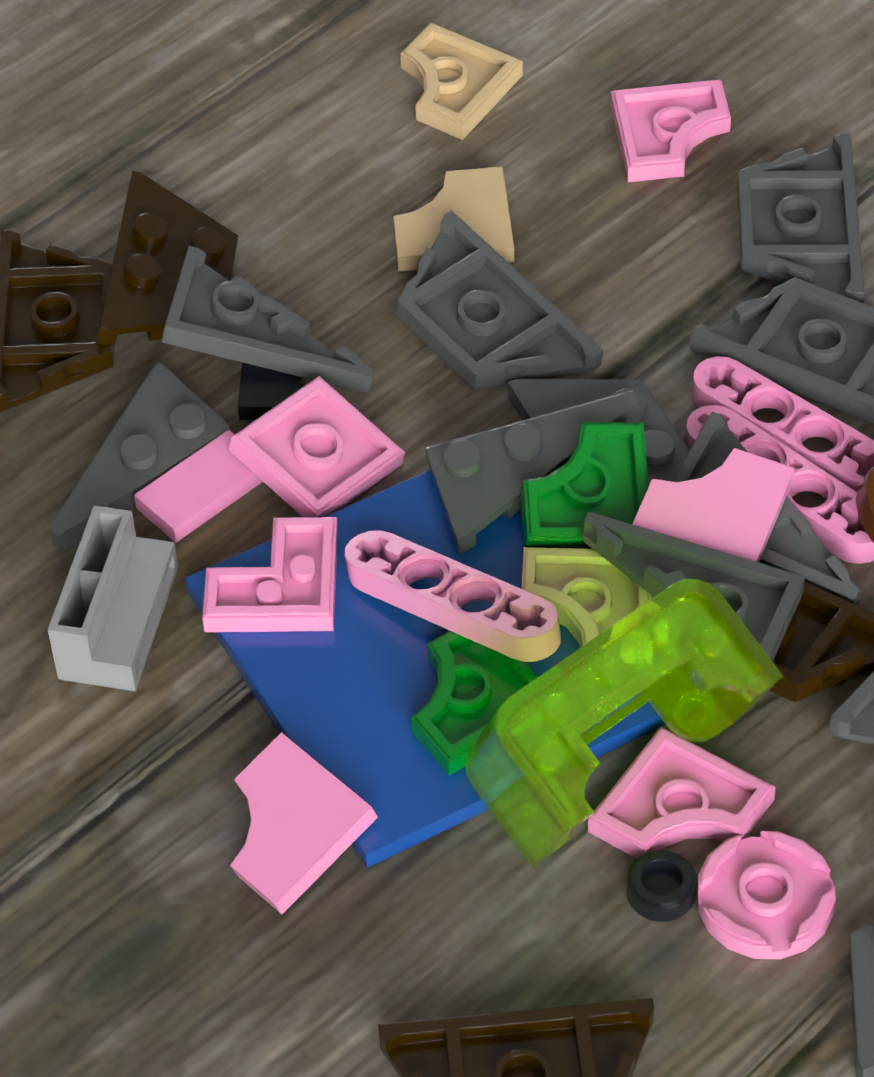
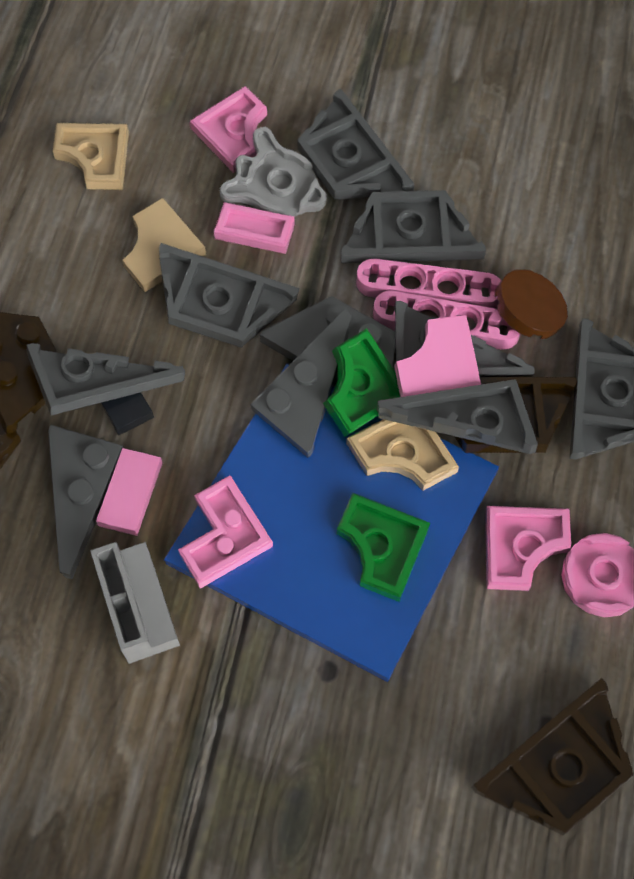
camera: 35 degrees left, 15 degrees up
(297, 822) = (339, 680): bright pink tile -> none
(316, 450) = (183, 436): bright pink tile -> none
(515, 624) = (333, 485): bright pink beam -> none
(603, 257) = (254, 227): none -> bright pink tile
(661, 886) = (550, 601): black tile -> none
(672, 212) = (274, 179): none -> light grey tile
(675, 651) = (471, 525): clear neon green windscreen -> none

